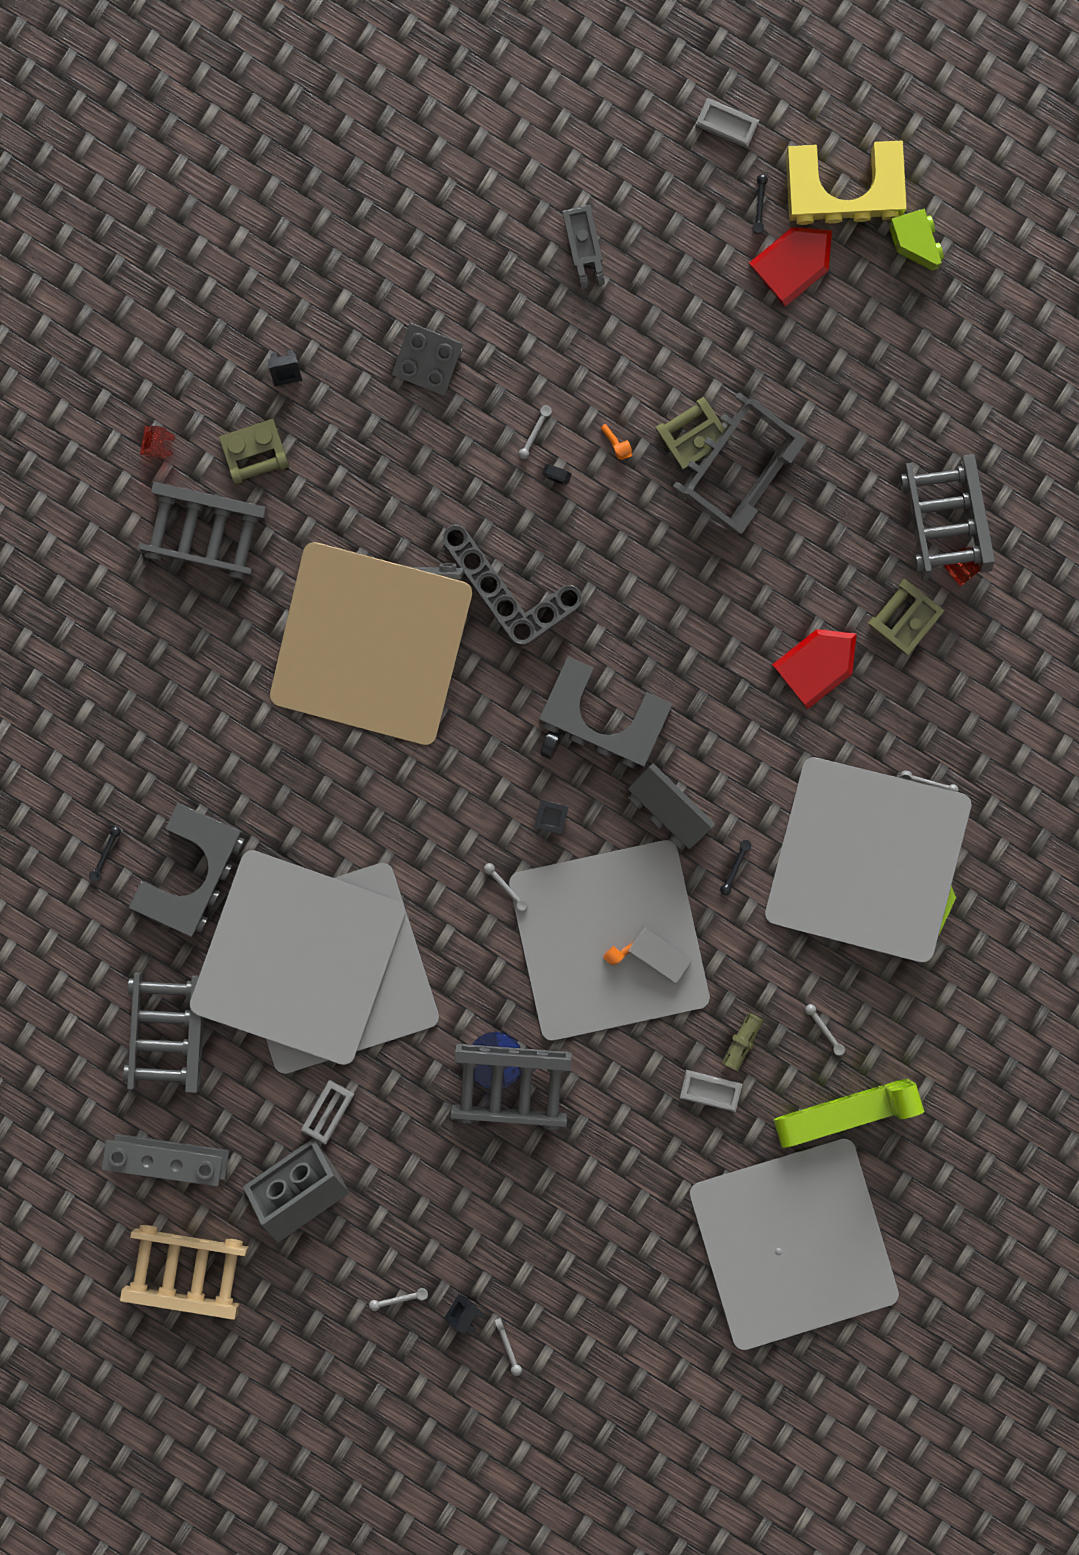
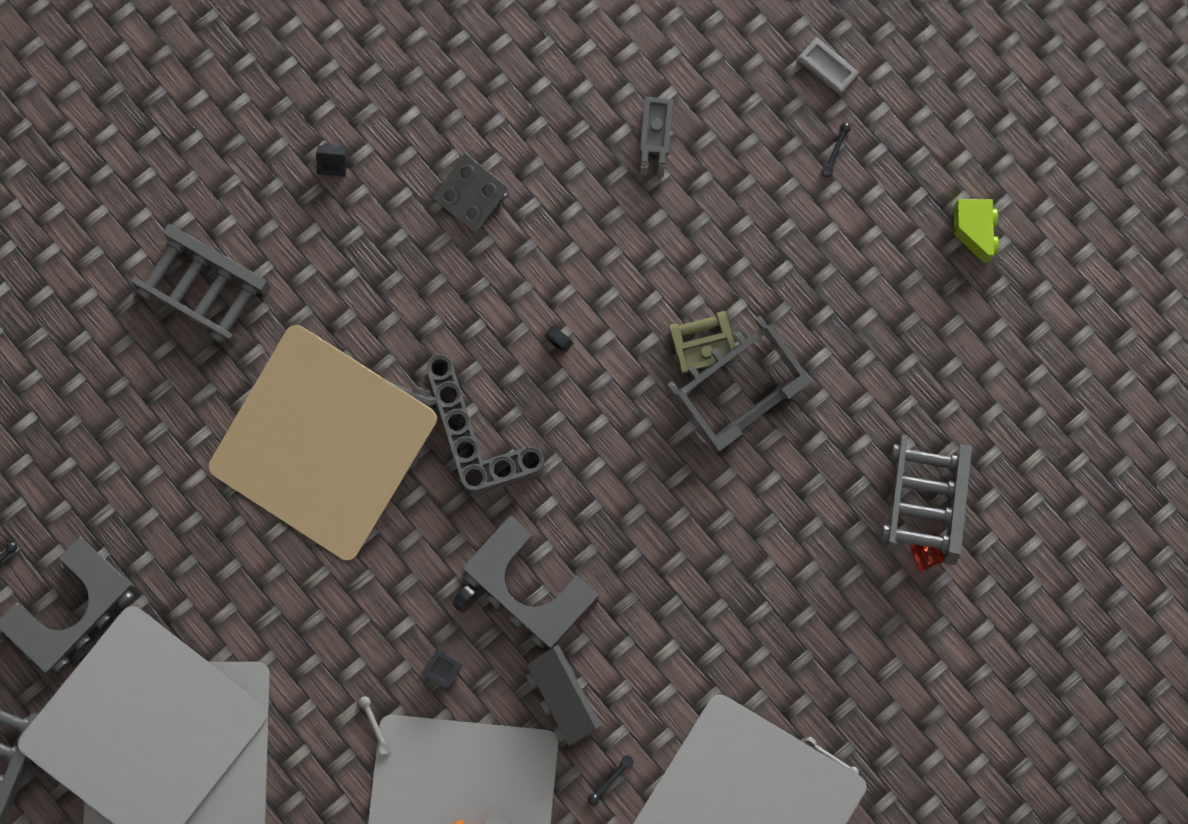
camera: 15 degrees right, 10 degrees down
(154, 440) = (183, 187): clear red tile -> none
(251, 443) = (276, 219): olive plate -> none
(545, 412) = (568, 278): light grey hinge -> none
(623, 449) = (629, 336): orange hand -> none
(794, 262) = (852, 213): red tile -> none
(811, 202) = (886, 162): light yellow arch -> none
(817, 664) = (755, 604): red tile -> none
(913, 623) = (862, 593): olive plate -> none

